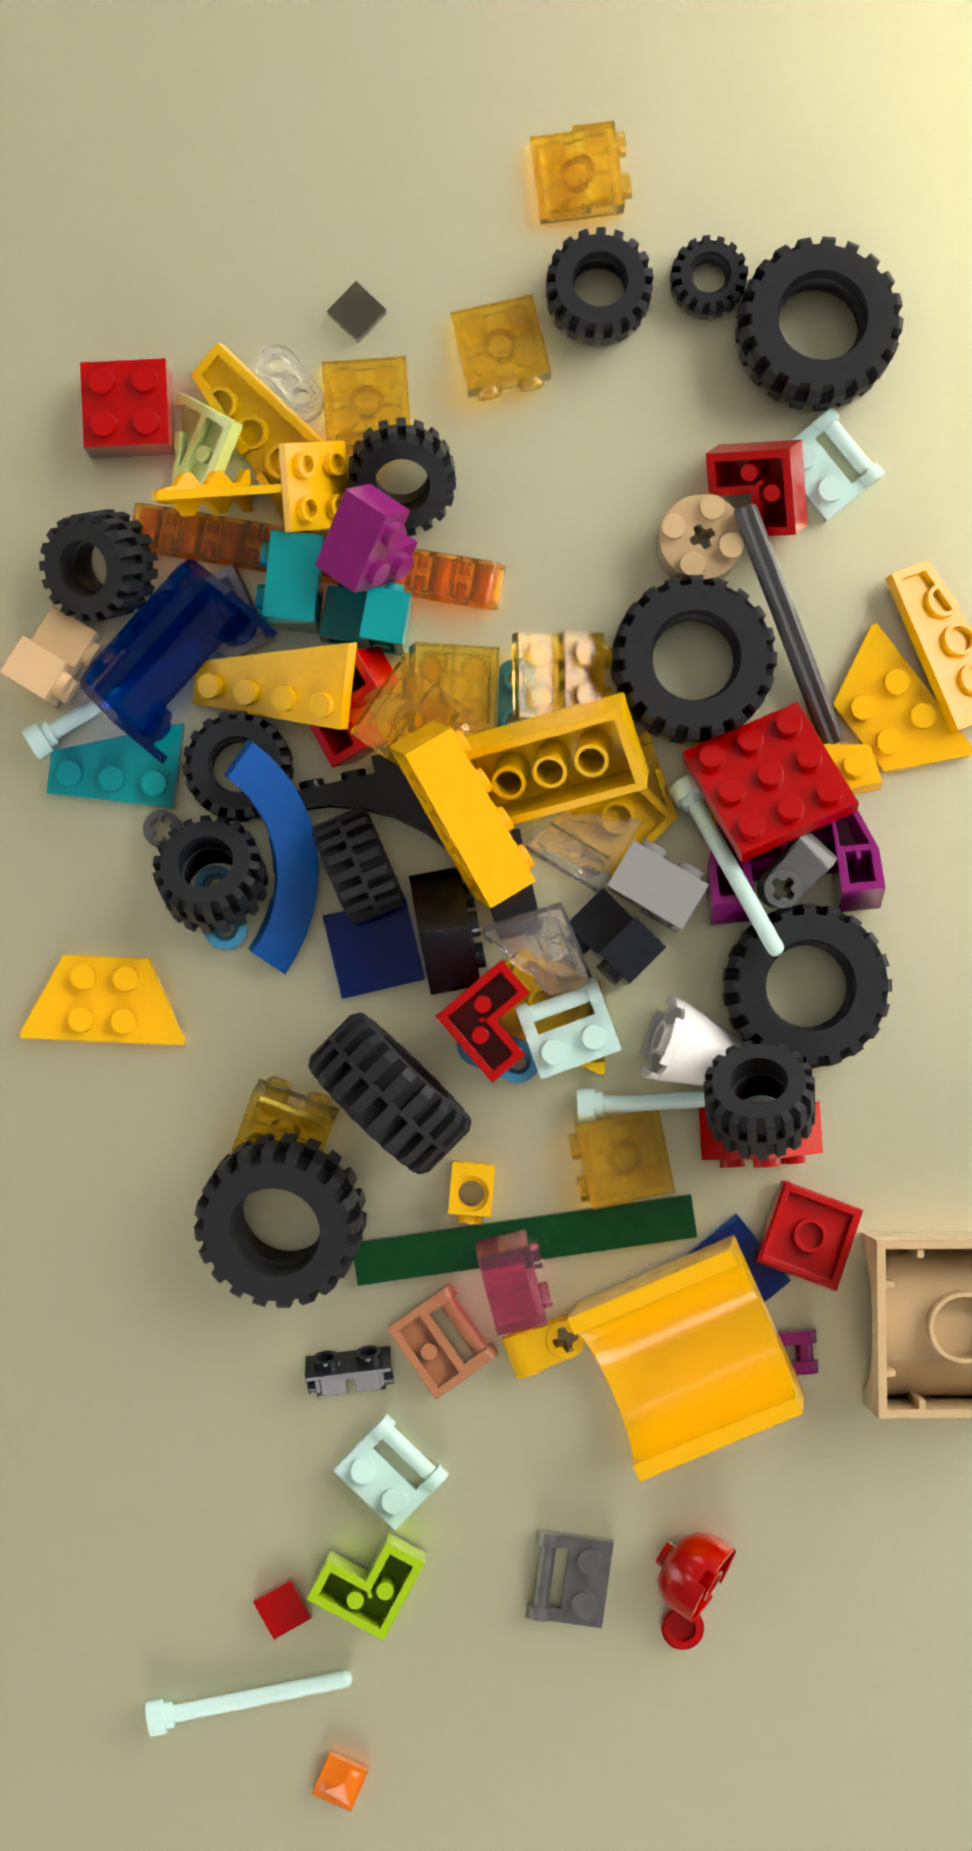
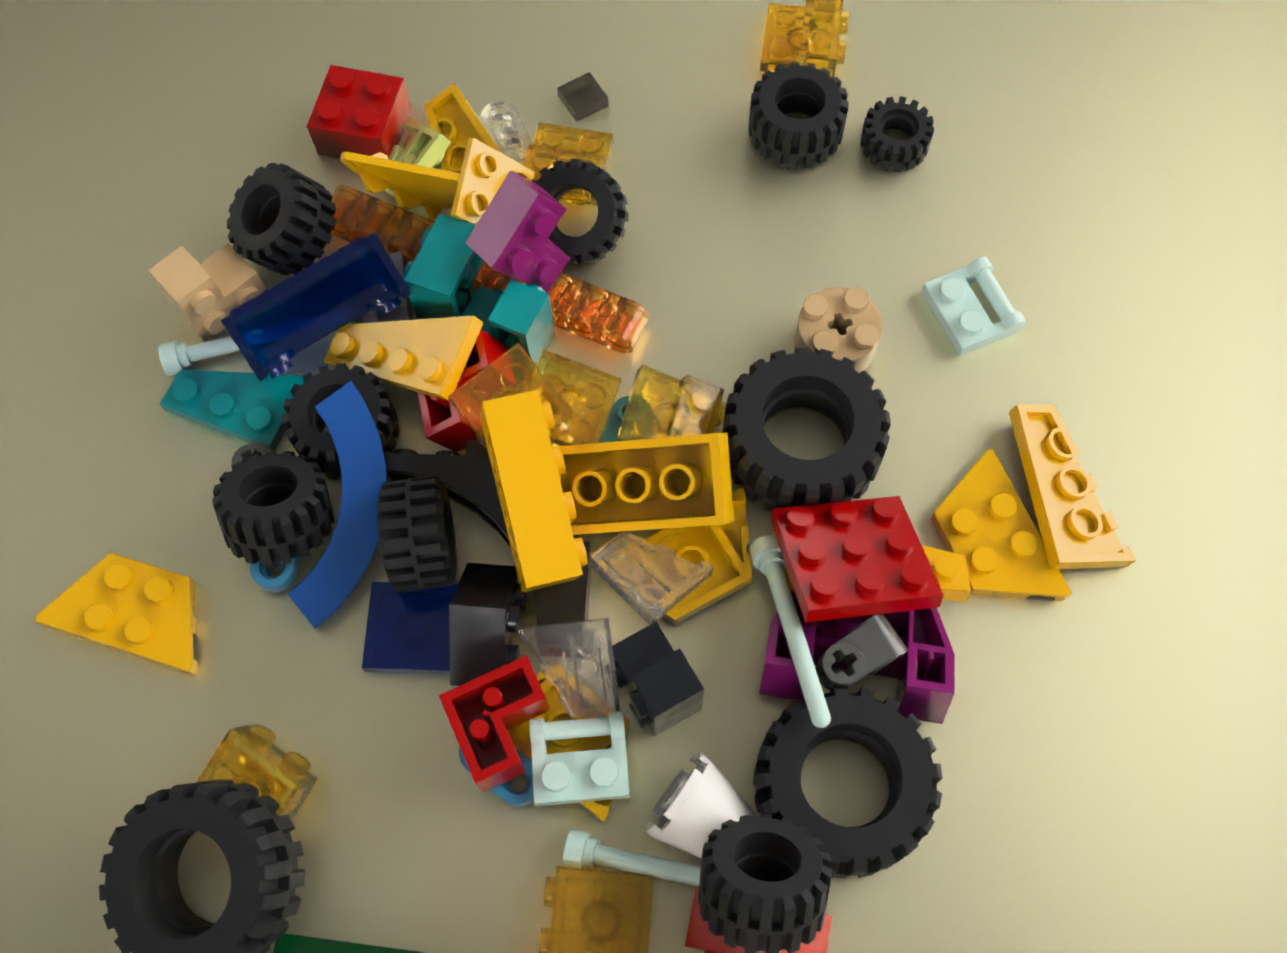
camera: 20 degrees right, 20 degrees down
(389, 1093) = (361, 767): black tyre -> none
(471, 1171) = (418, 887): yellow brick -> none
(501, 347) = (698, 148): clear yellow plate -> none
(658, 886) = (714, 631): light grey brick -> none
(770, 474) = (916, 288): red brick -> none
(788, 624) = (906, 422): dark grey axle -> none
(828, 270) = (998, 143): black tyre -> none

